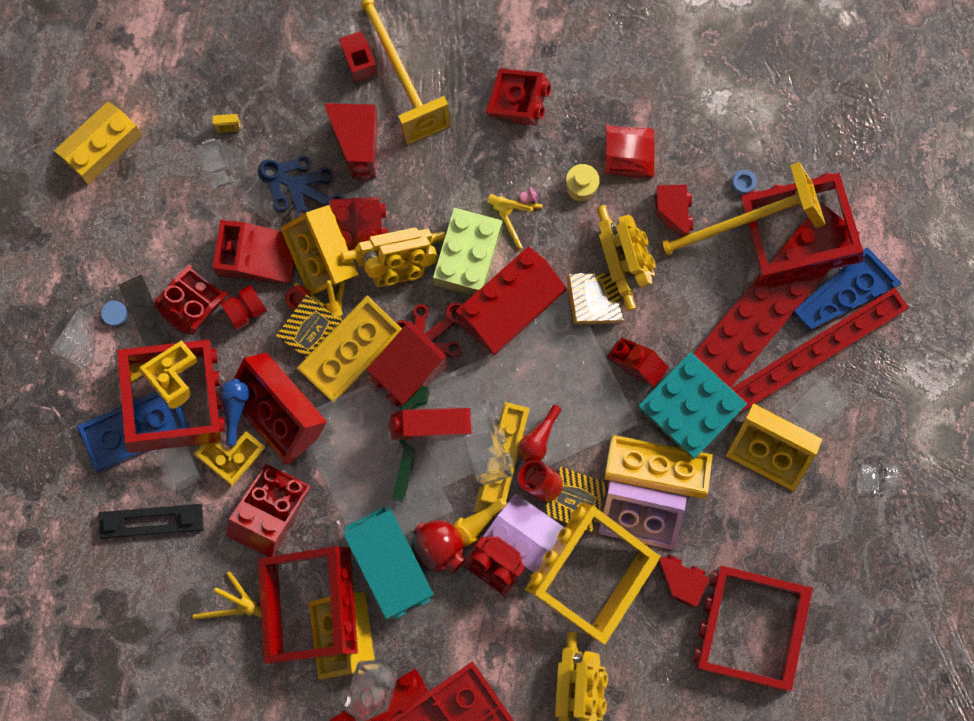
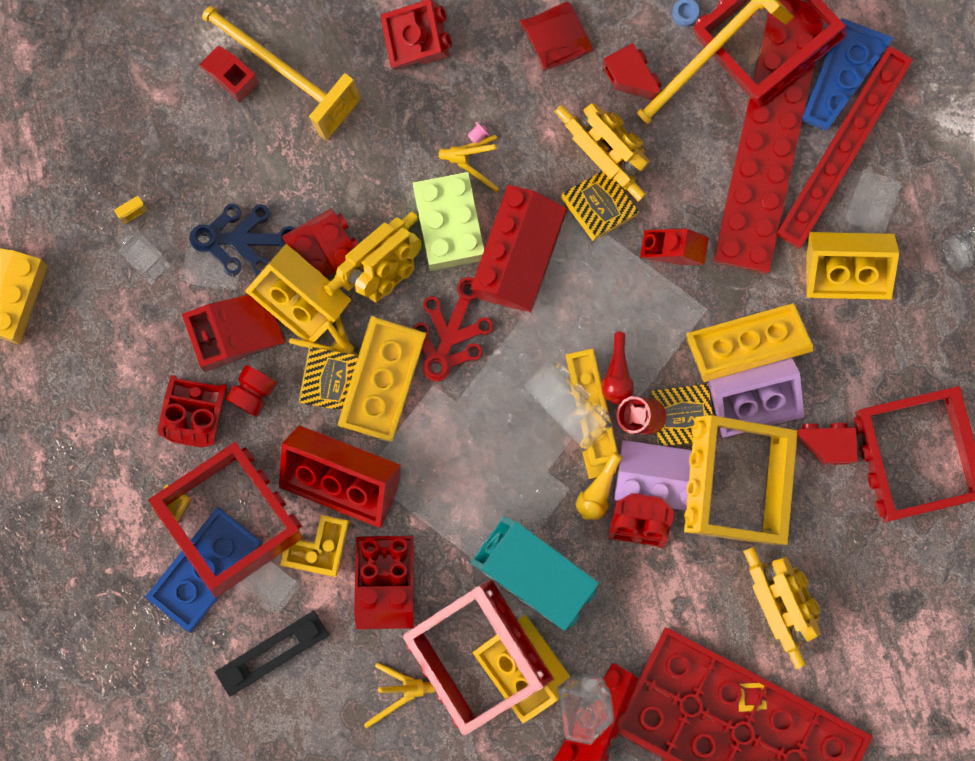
camera: 30 degrees left, 5 degrees up
(76, 341) = (98, 512): clear slope -> none
(114, 313) = (120, 463): medium blue tile -> none
(144, 312) = (151, 447): clear smoke tile -> none
(164, 370) = (210, 500): yellow brick -> none
(233, 397) = (292, 487): blue piece -> none
(295, 296) = (297, 352): red tile -> none
(356, 135) = (272, 159): red slope -> none
(406, 365) = (450, 368): red slope -> none
(419, 399) = (498, 456): dark green piece -> none
(430, 424) = (507, 415): red slope -> none
(438, 546) = (575, 532): red brick -> none
(582, 182) = (525, 91): light yellow piece -> none
(692, 405) = (751, 264): teal plate -> none

